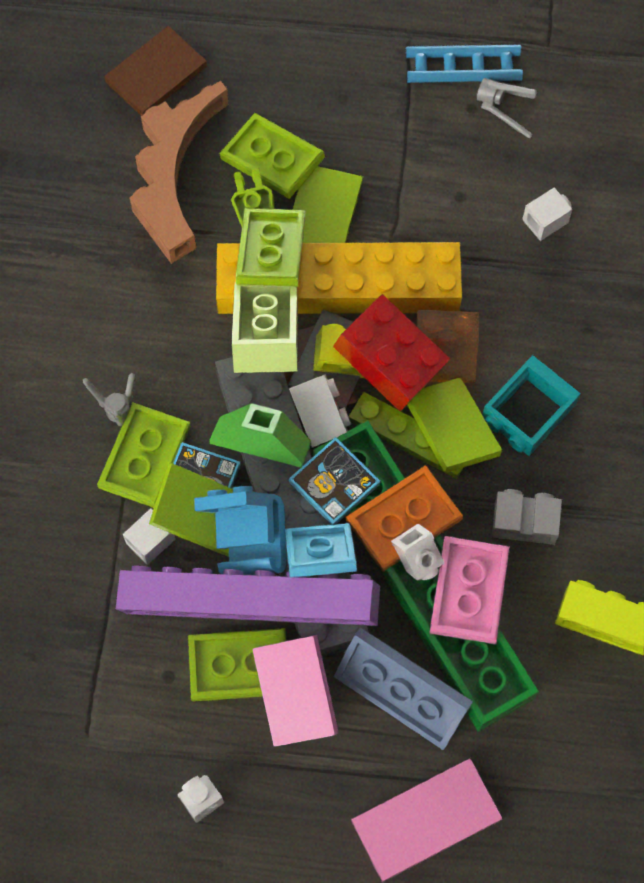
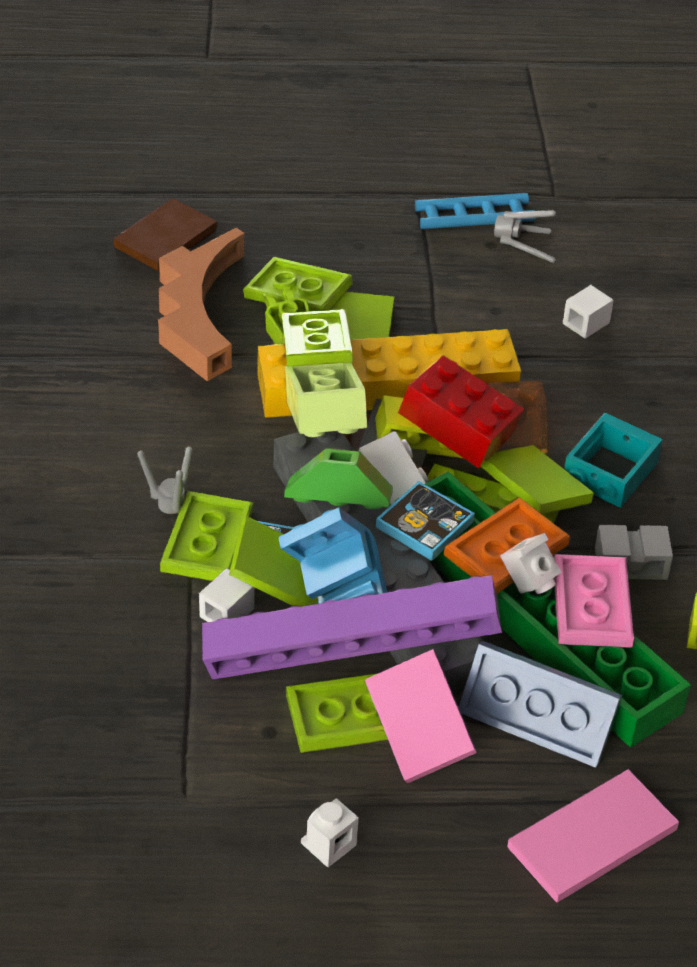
camera: 10 degrees left, 25 degrees down
(320, 550) = (425, 569): medium azure tile -> none

